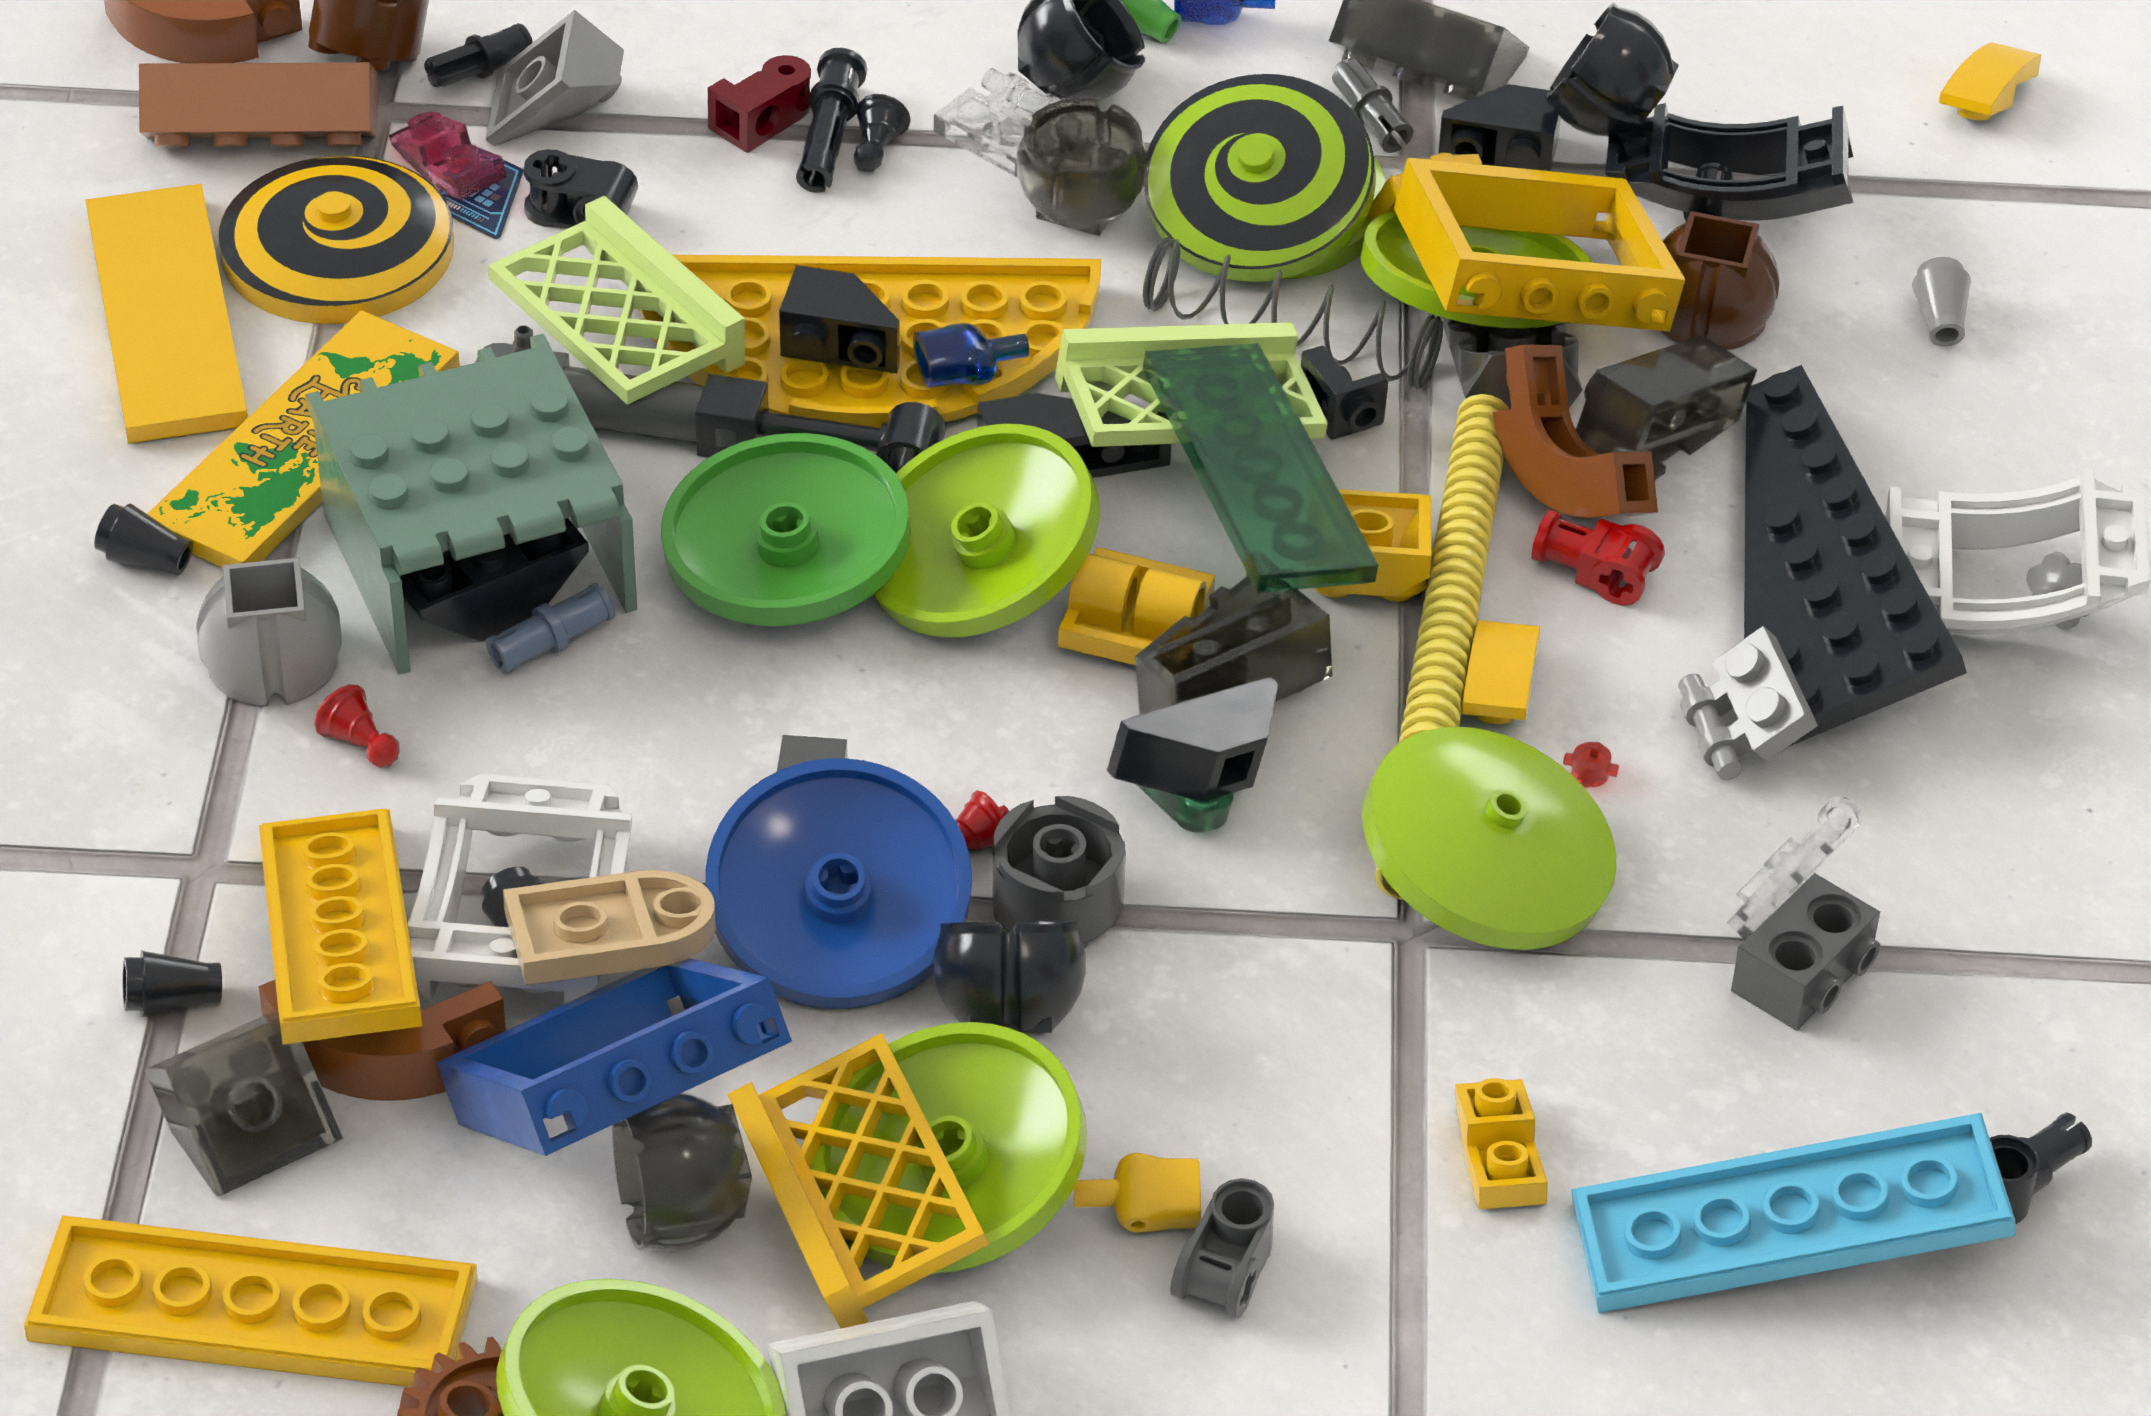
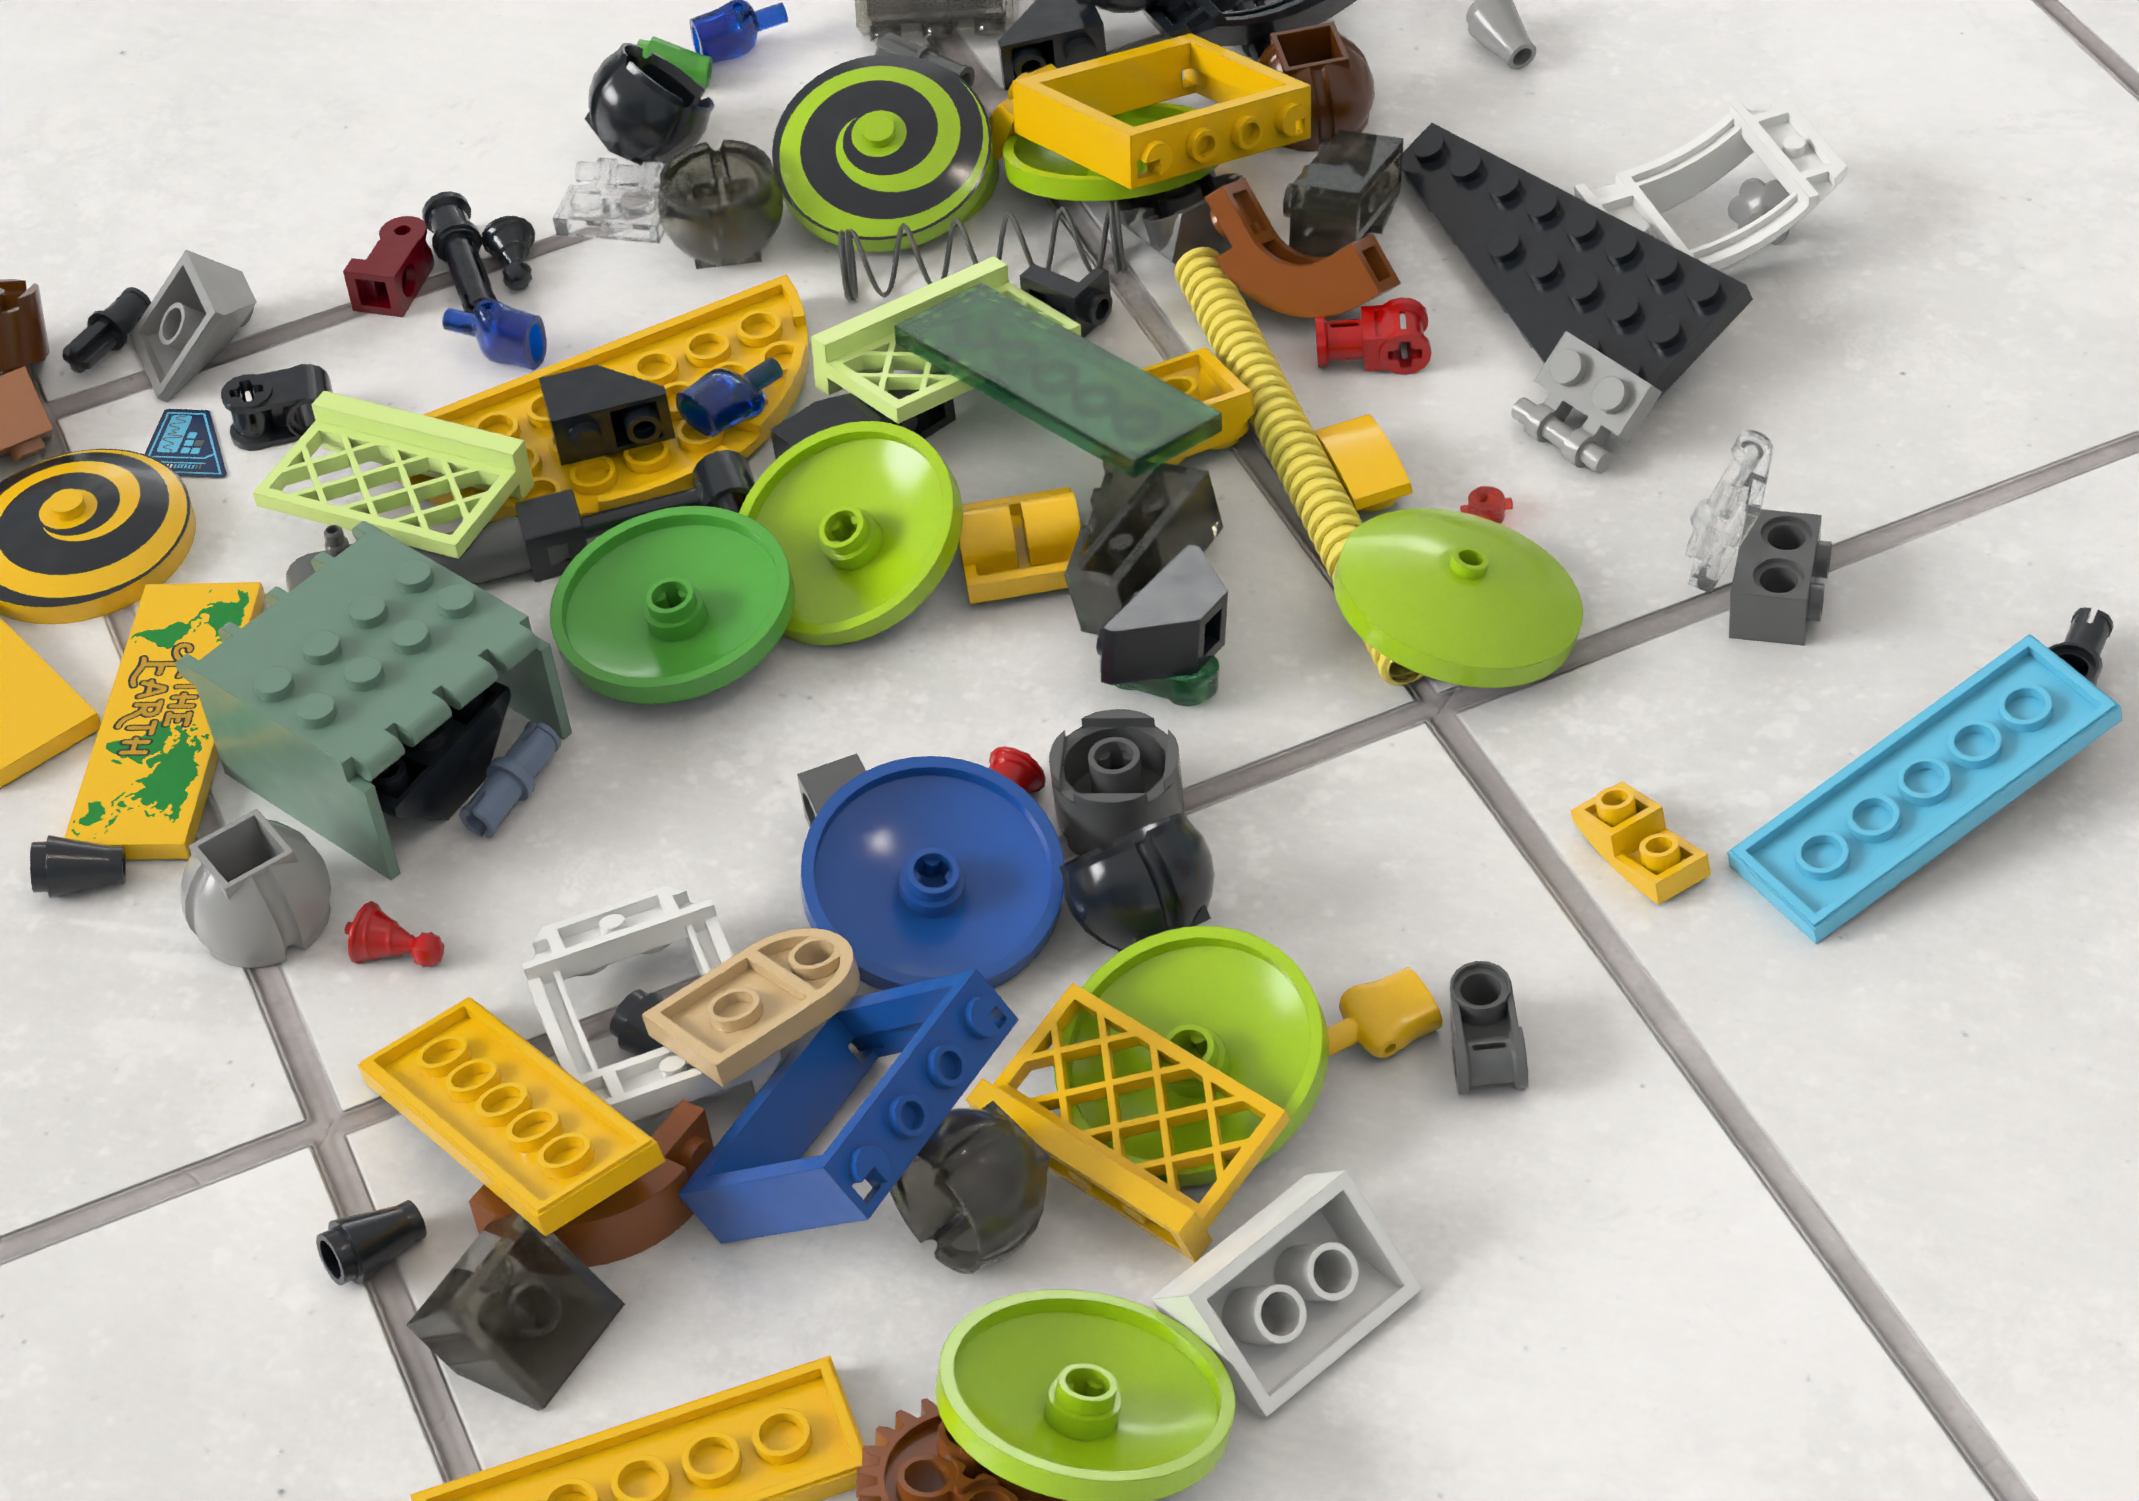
camera: 20 degrees left, 0 degrees up
(444, 155) = (128, 423): clear pink slope -> none
(814, 207) = (502, 332): none -> clear blue piece

